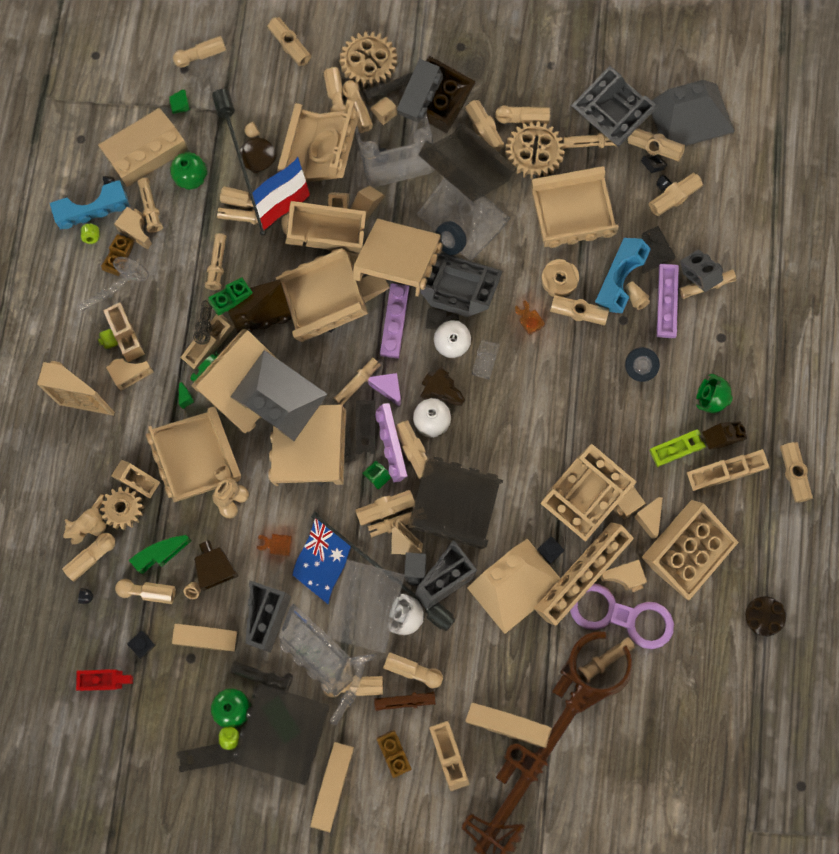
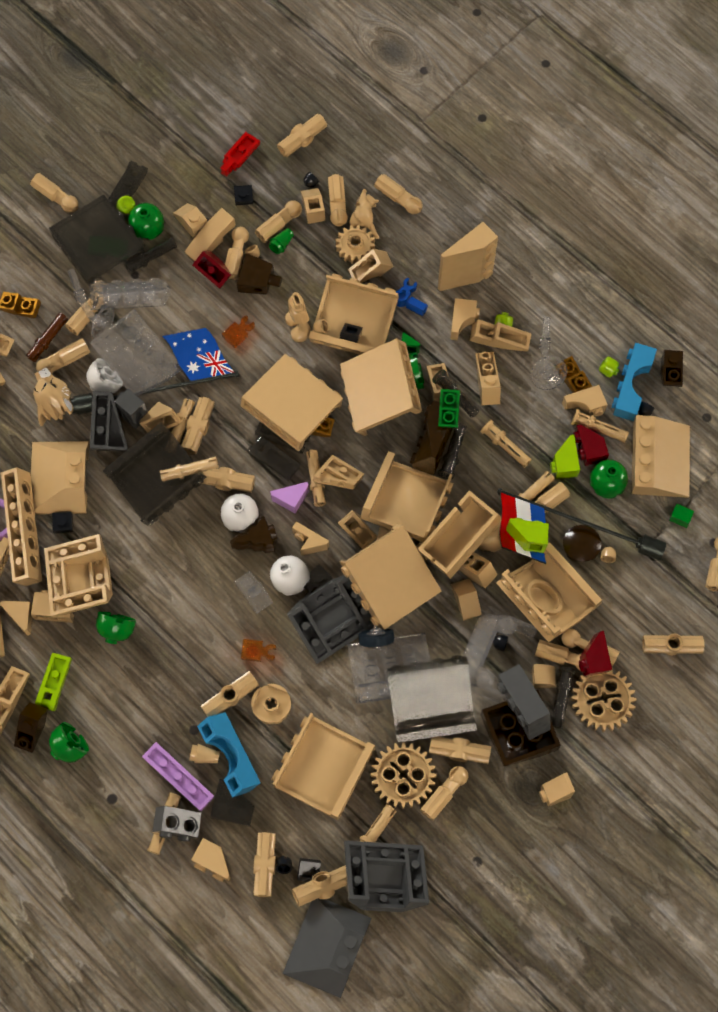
camera: 125 degrees right, 5 degrees down
(44, 638) = (302, 135): none -> tan piece
(46, 509) = (398, 194): none -> tan piece
(60, 182) = (672, 368): none -> dark brown slope
(108, 573) = (313, 205): none -> tan slope
(144, 422) = (410, 302): none -> blue bar
(159, 552) = (299, 246): green slope -> none
(166, 573) = (280, 242): none -> green cone
(170, 313) = (488, 378): none -> tan slope
(171, 199) = (591, 445): none -> dark red slope
(196, 209) = (566, 461): none -> lime slope
(199, 669) = (190, 218): none -> tan slope
(205, 602) = (235, 254): none -> tan piece
(210, 445) = (351, 332): none -> black plate
(235, 606) = (212, 268): none -> dark red slope
(264, 817) = (54, 193): none -> tan piece
(265, 616) = (190, 285): dark grey wedge -> none
(279, 395) = (344, 398): dark grey slope -> none
(285, 177) = (529, 534): none -> lime slope
(332, 787) = (33, 248): tan slope -> none
(340, 365) = (338, 473): none -> tan wing
(343, 76) = (595, 657): none -> dark red slope
(376, 315) = (357, 529): none -> tan slope
(377, 474) = (230, 440): green slope -> none
(392, 447) = (252, 468): lavender plate -> none
(394, 320) = (337, 537): lavender plate -> none
(413, 342) = (314, 542): none -> tan slope
(430, 471) = (181, 471): none -> tan pin
(461, 41) = (557, 790): none -> tan slope
(462, 641) = (51, 400): none -> tan piece
(599, 432) = (114, 627): none -> green cylinder
(642, 364) = (142, 708): black wheel -> none
(703, 233) = (211, 858): none -> tan slope

